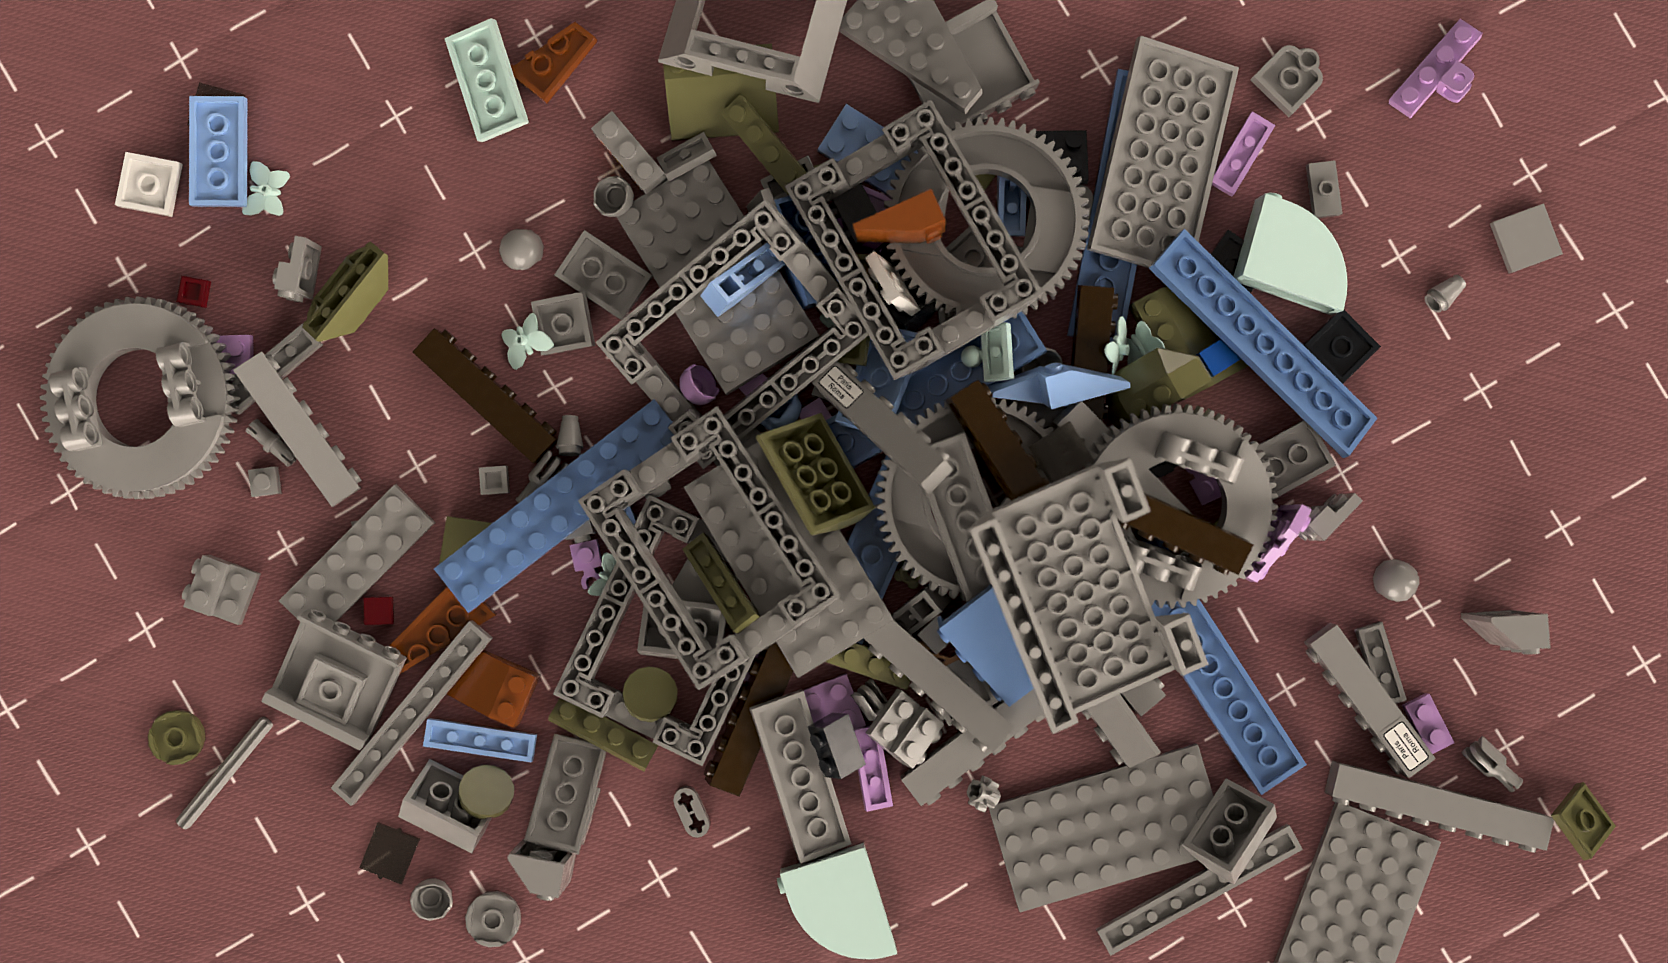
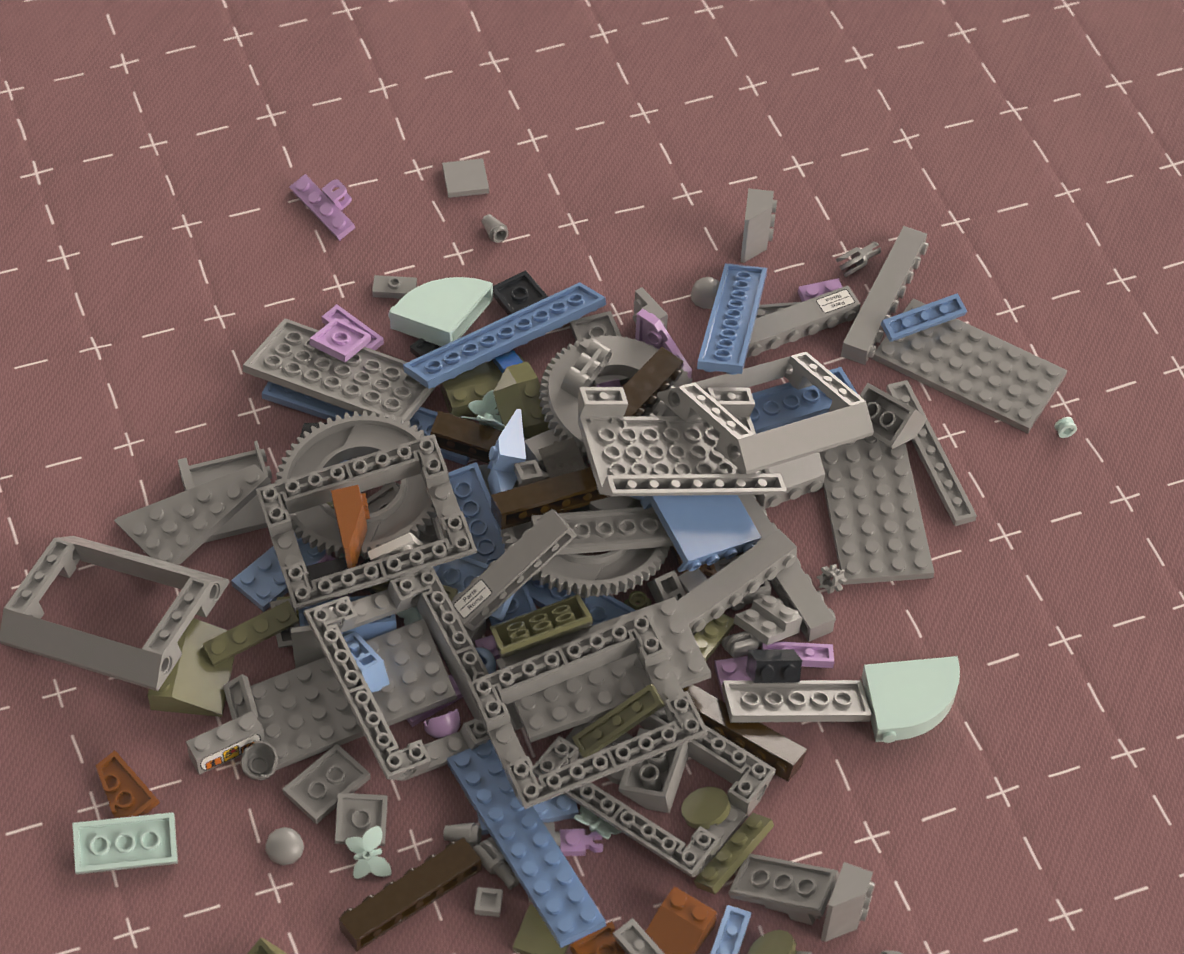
camera: 80 degrees left, 35 degrees down
(697, 808) = (815, 797): light grey beam -> none
(995, 354) = (472, 493): light aqua plate -> none
(1036, 415) = (528, 472): none -> light grey plate
(1100, 664) = (751, 452): none -> light grey slope
(1210, 143) = (340, 340): none -> lavender plate
(1290, 77) = (302, 292): light grey plate -> none
(1330, 624) = (732, 319): none -> medium blue plate
(1401, 861) = (923, 317): none -> medium blue plate
(1583, 821) = (908, 212): olive tile -> none

